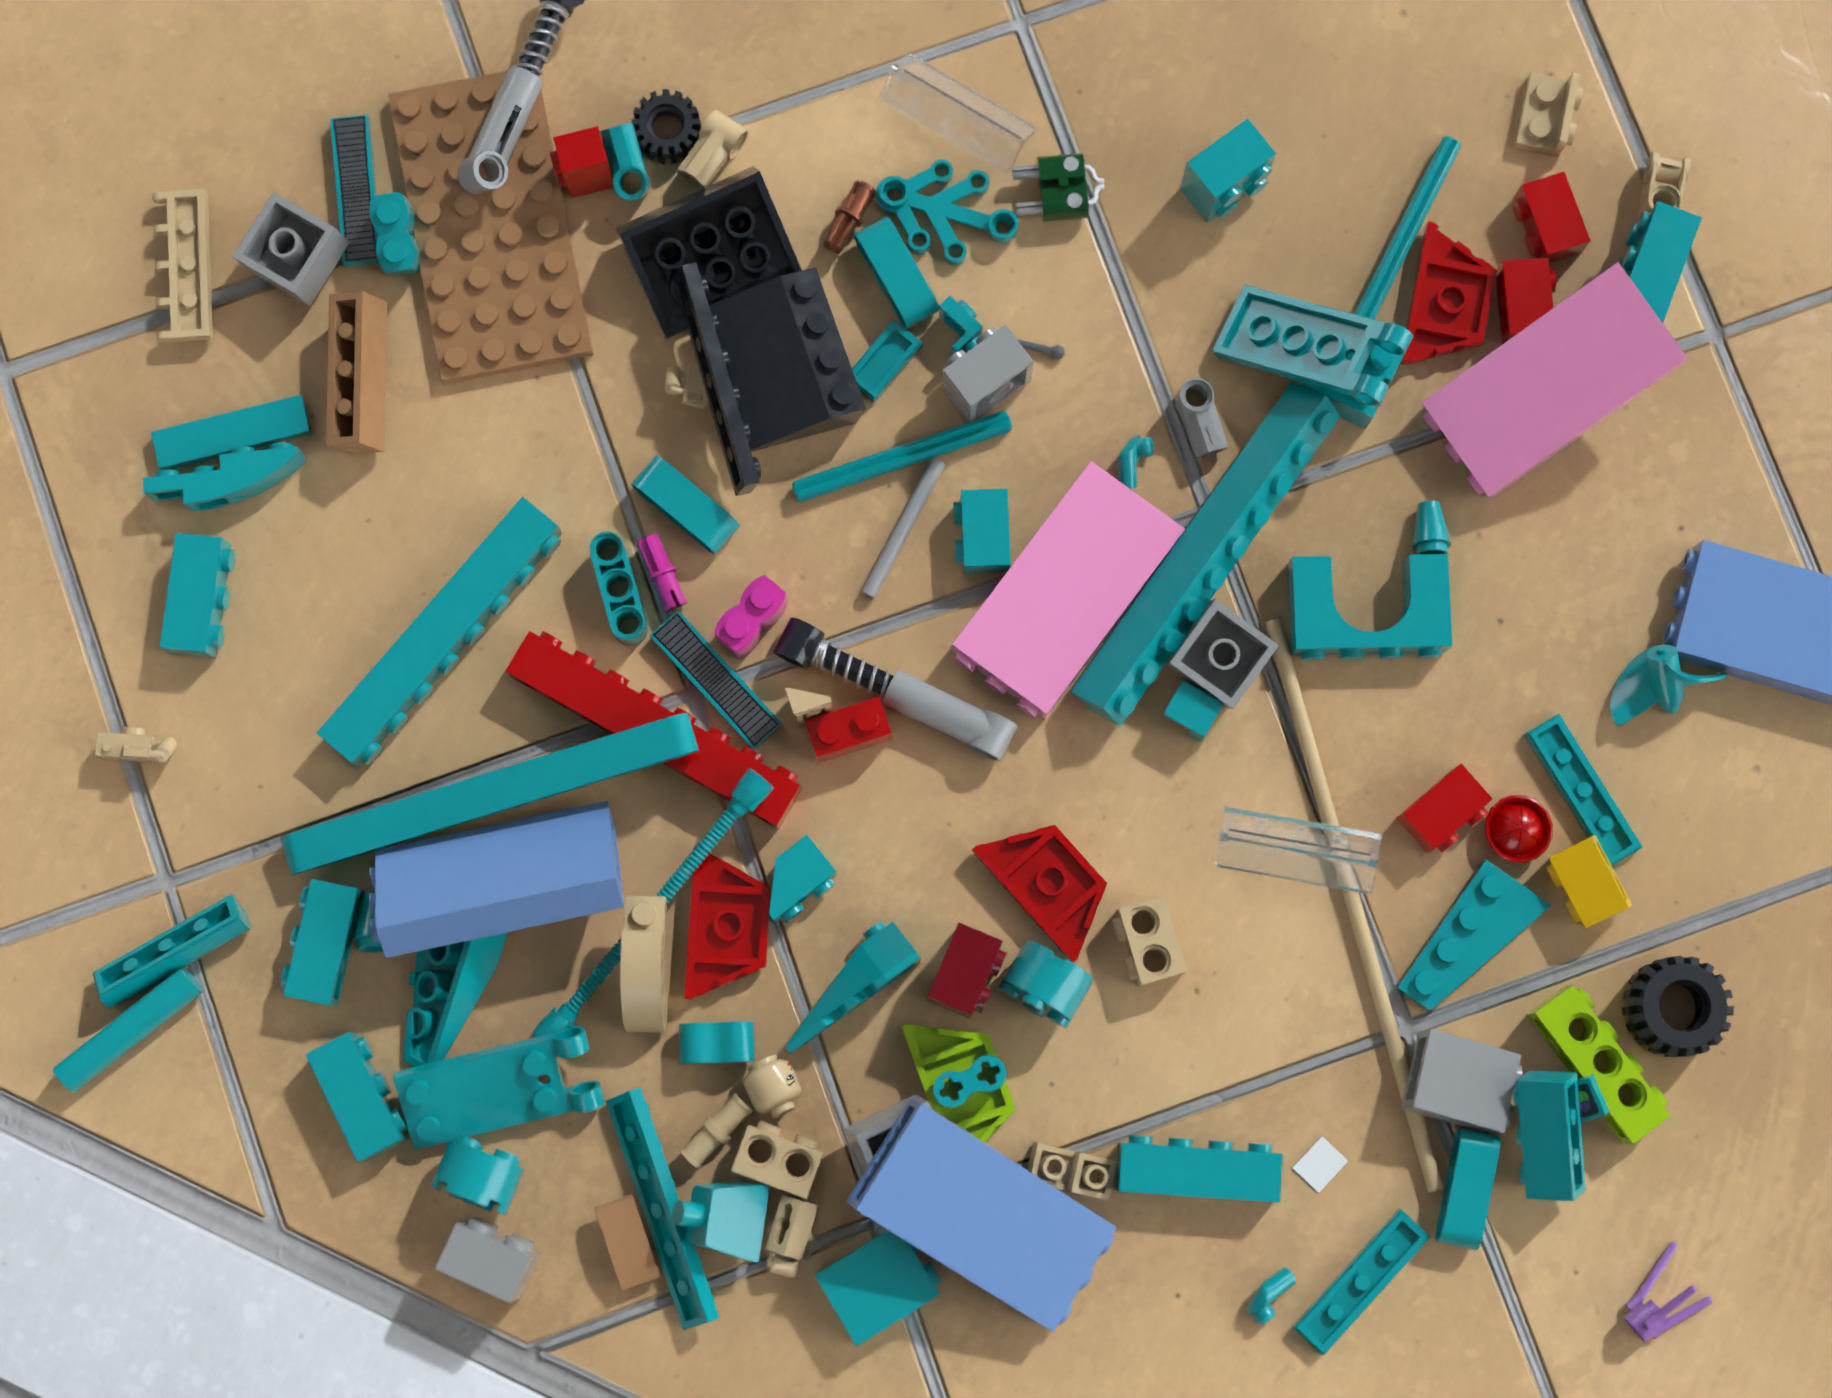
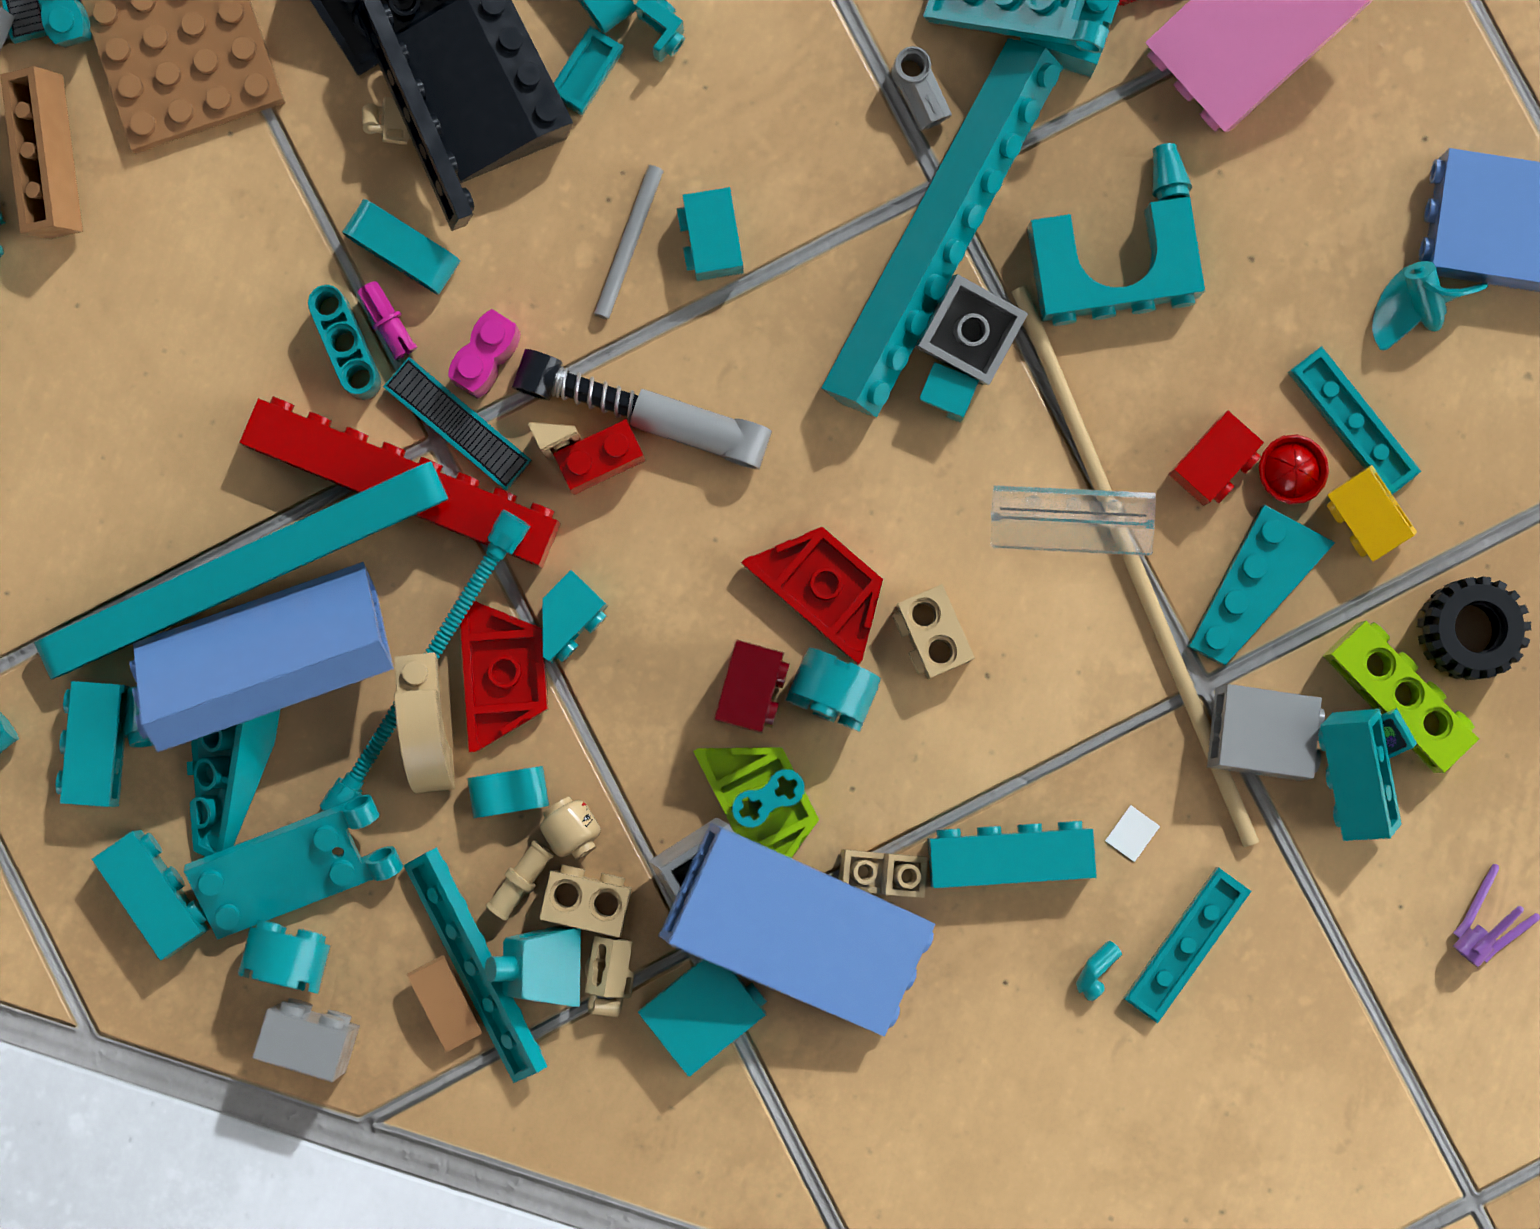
camera: 10 degrees left, 5 degrees up
(440, 633) = (168, 411): teal brick -> none
(869, 970) = (654, 697): teal wedge -> none
(901, 456) = (617, 167): teal axle -> none
(986, 373) = (693, 69): light grey brick -> none
(1057, 352) = (763, 37): dark grey hinge -> none
(1066, 591) = (804, 285): bright pink brick -> none
(1130, 456) = (851, 138): teal arm -> none
(1468, 1189) = (1283, 838): teal beam -> none

